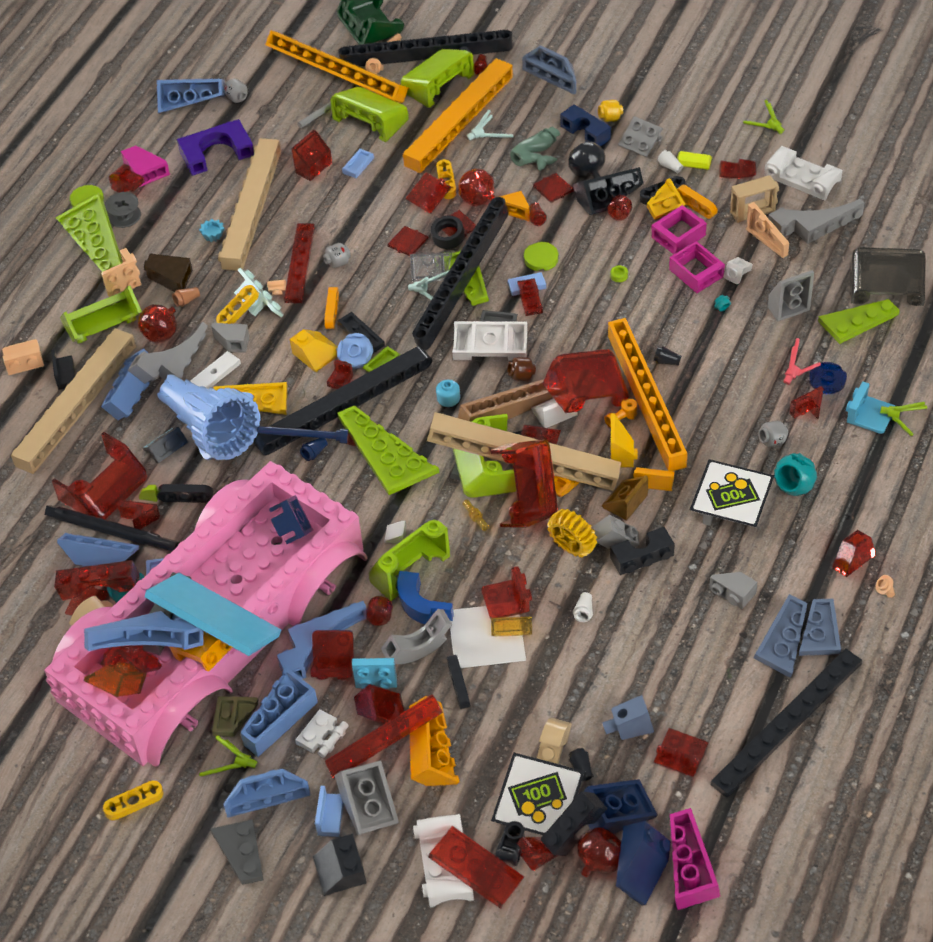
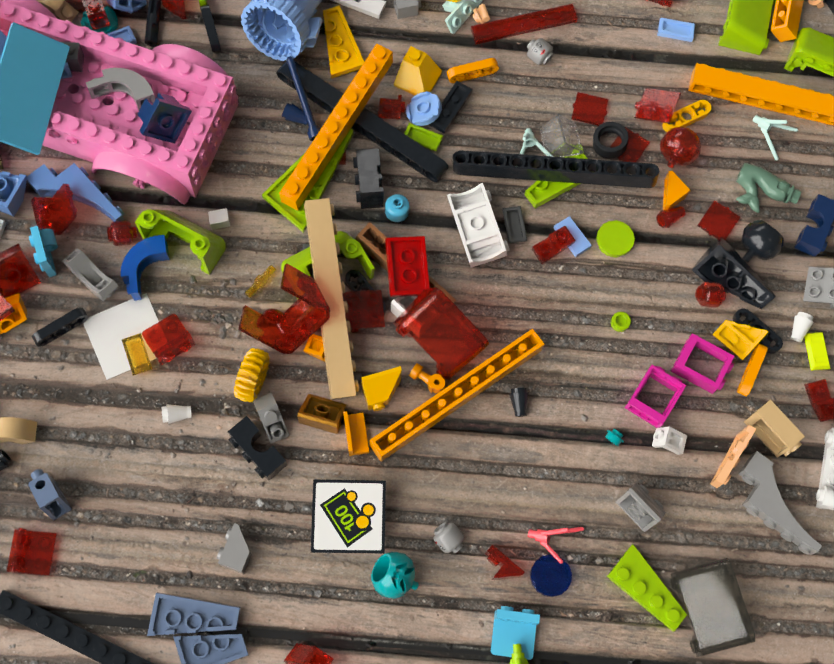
camera: 60 degrees right, 20 degrees up
(233, 547) = (121, 81): none -> light grey arch
(351, 410) = (336, 127): none -> light orange brick
(408, 406) = (368, 178): none -> black wedge
(514, 391) = (407, 265): none -> red plate
(521, 369) = (452, 265): reddish brown head -> none

